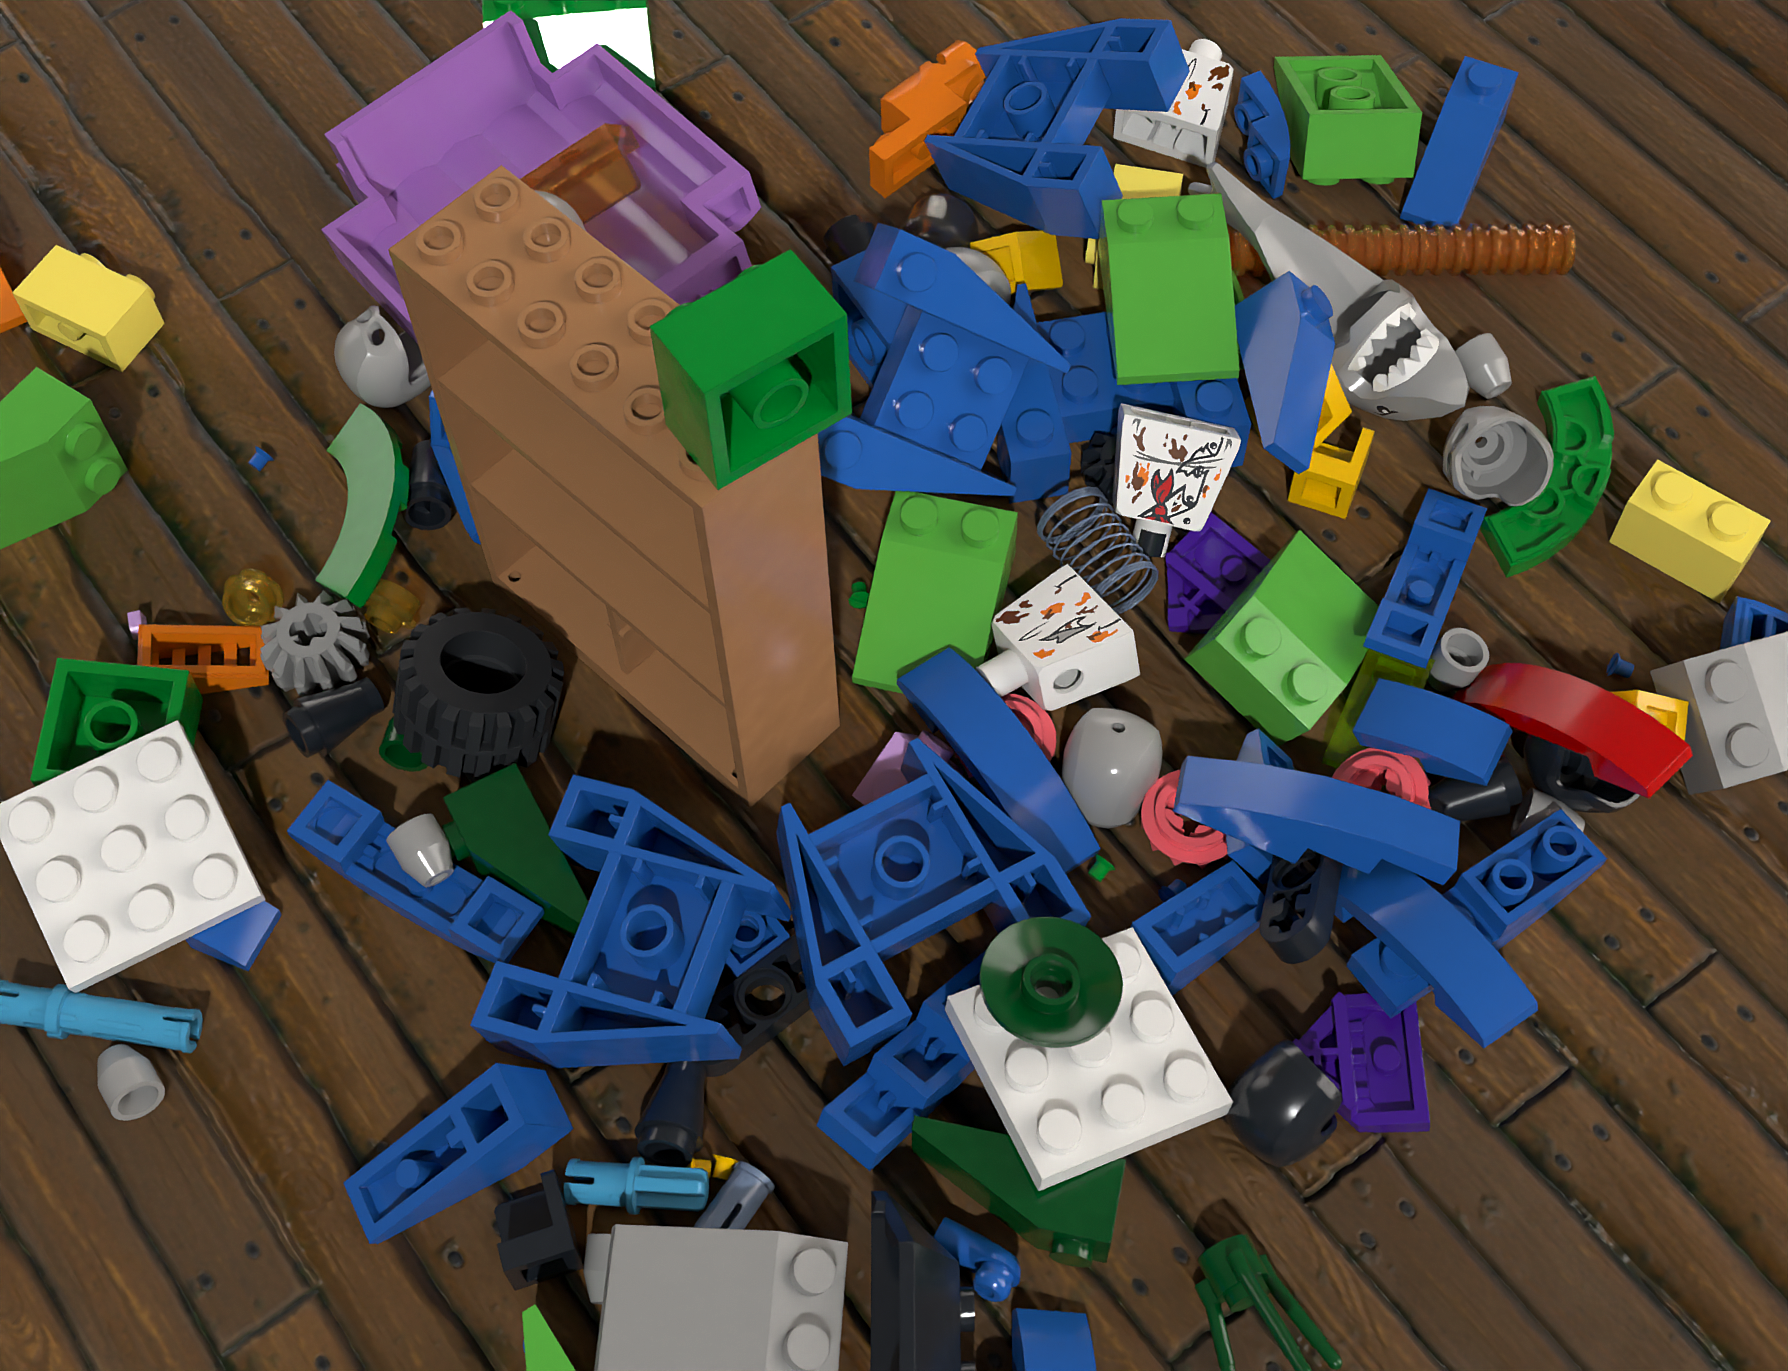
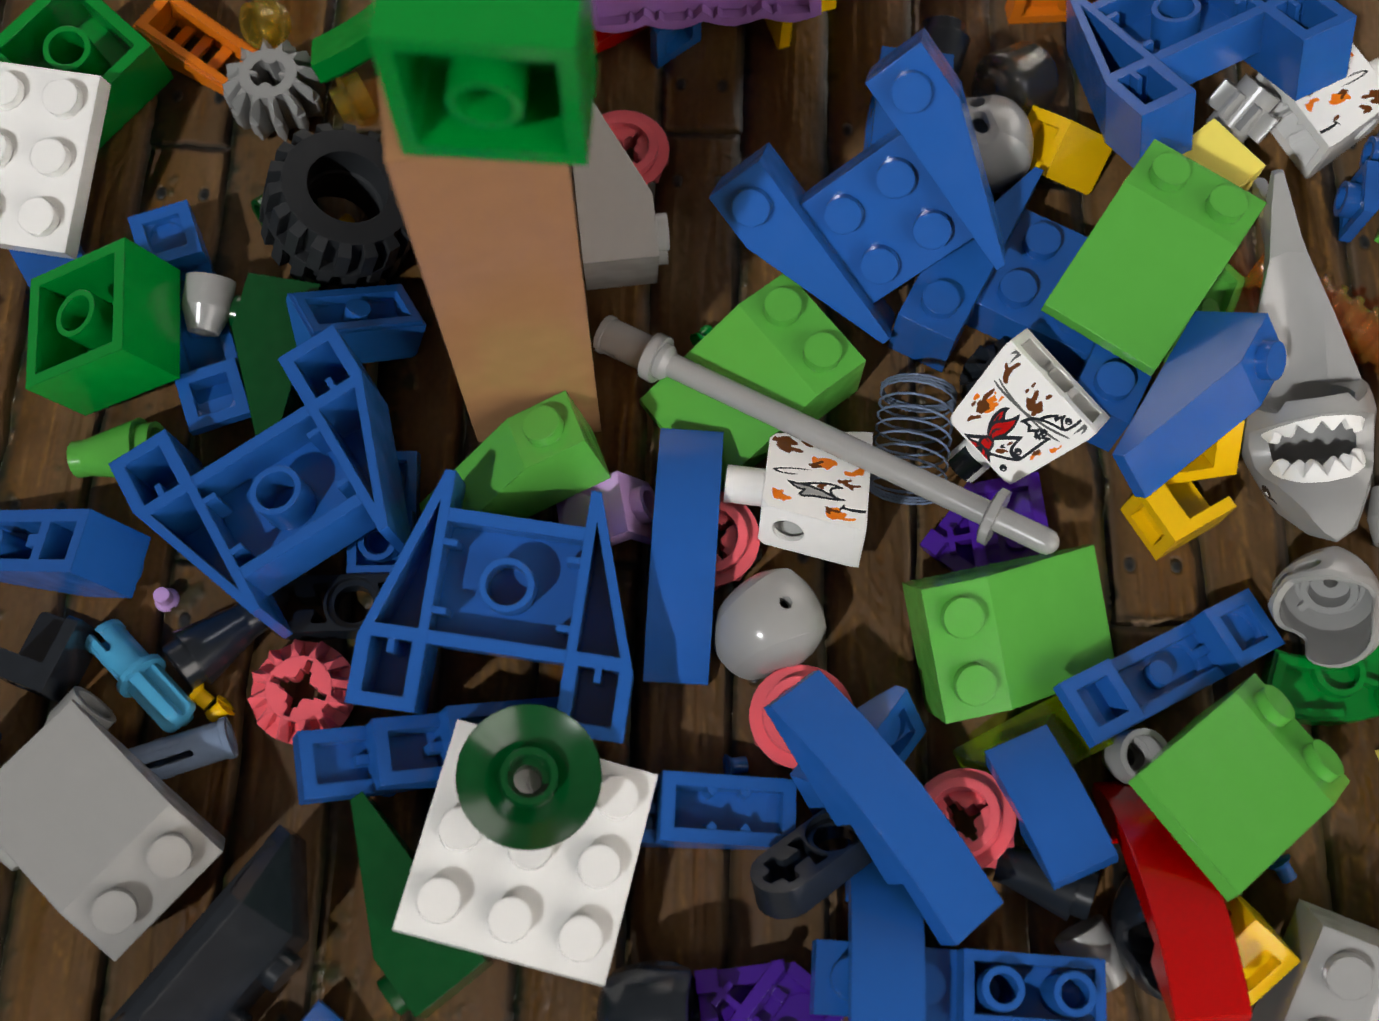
camera: 35 degrees right, 10 degrees up
(331, 716) = (236, 152): black cone -> none
(355, 929) = (104, 328): none -> green brick
(443, 1029) = (93, 454): none -> bright green cone
(577, 751) = (373, 320): none -> blue slope
(592, 1119) = (166, 599): none -> lavender piece
(765, 1124) = (273, 704): none -> coral gear
(821, 773) = (532, 461): none -> bright green slope
(853, 627) = (657, 358): none -> light grey bar
(993, 1266) = (335, 937): blue arm -> none
(1100, 868) = (694, 700): green piece -> none
(1129, 142) = (1244, 108): none -> light grey gear
(1546, 611) = (1241, 784): none -> bright green slope

